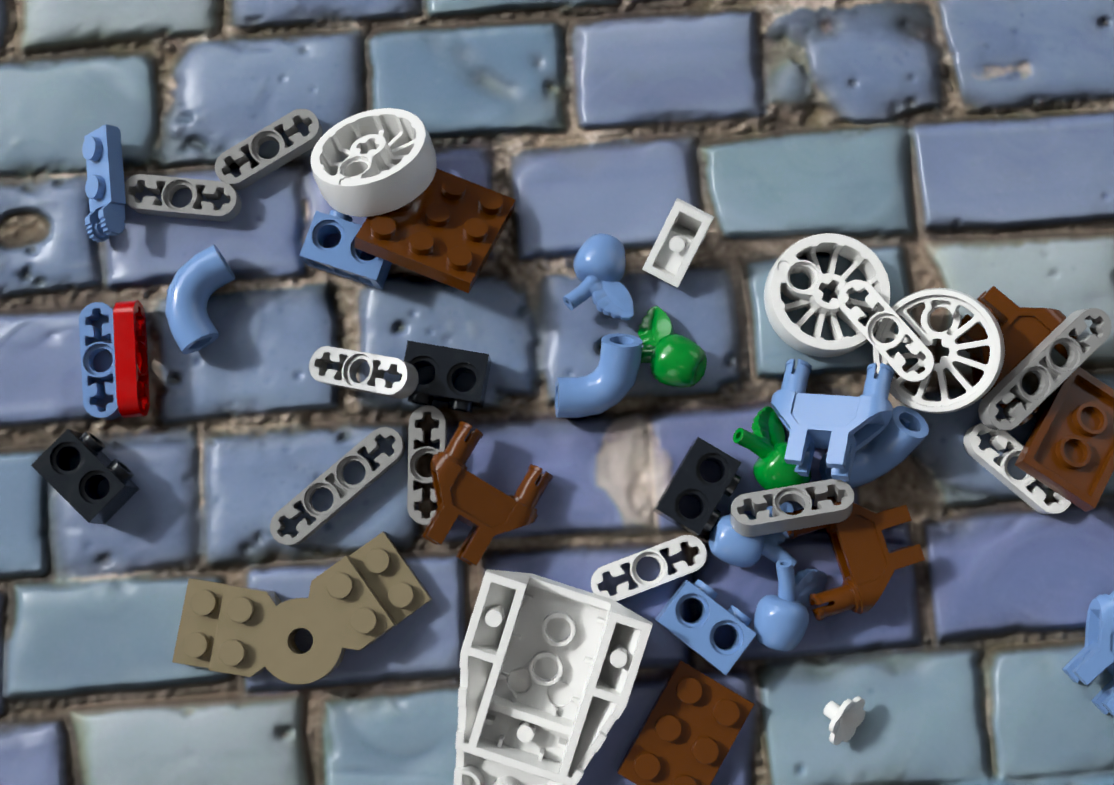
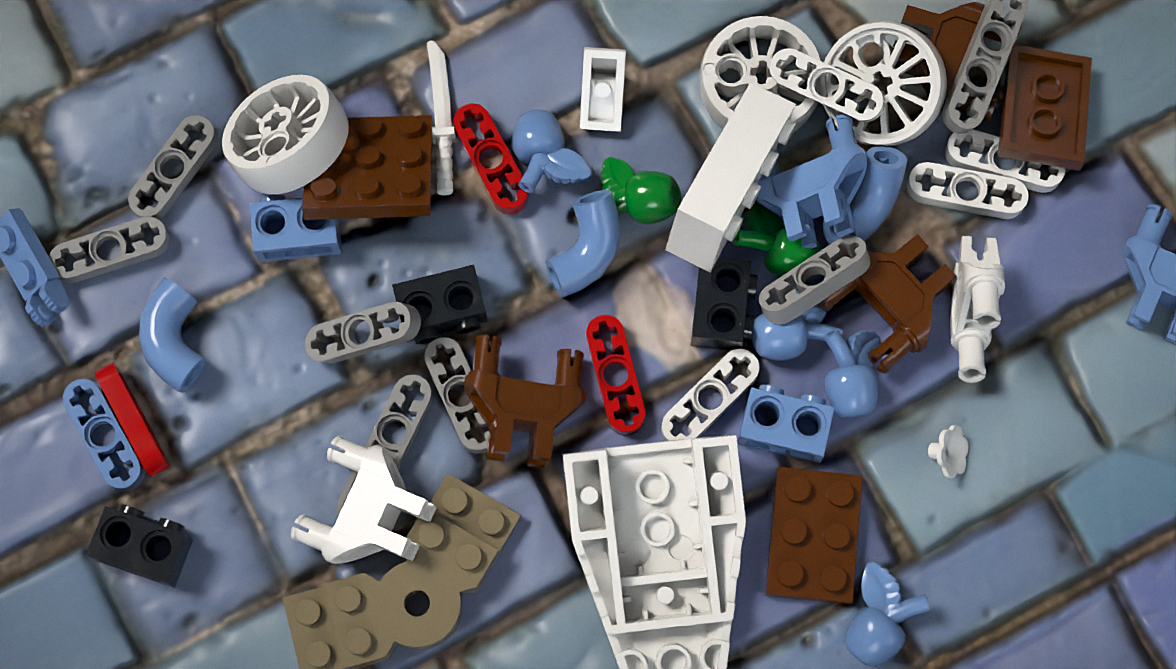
camera: 25 degrees left, 5 degrees down
(296, 537) = (369, 510): none -> white connector
(519, 219) = (443, 132): none -> white sword
(559, 233) = (468, 138): none -> red beam
(567, 476) = (597, 348): none -> red beam
(757, 376) = (730, 177): none -> white wedge
(932, 597) = (975, 306): none -> white connector
(989, 507) = (995, 205): none -> white beam

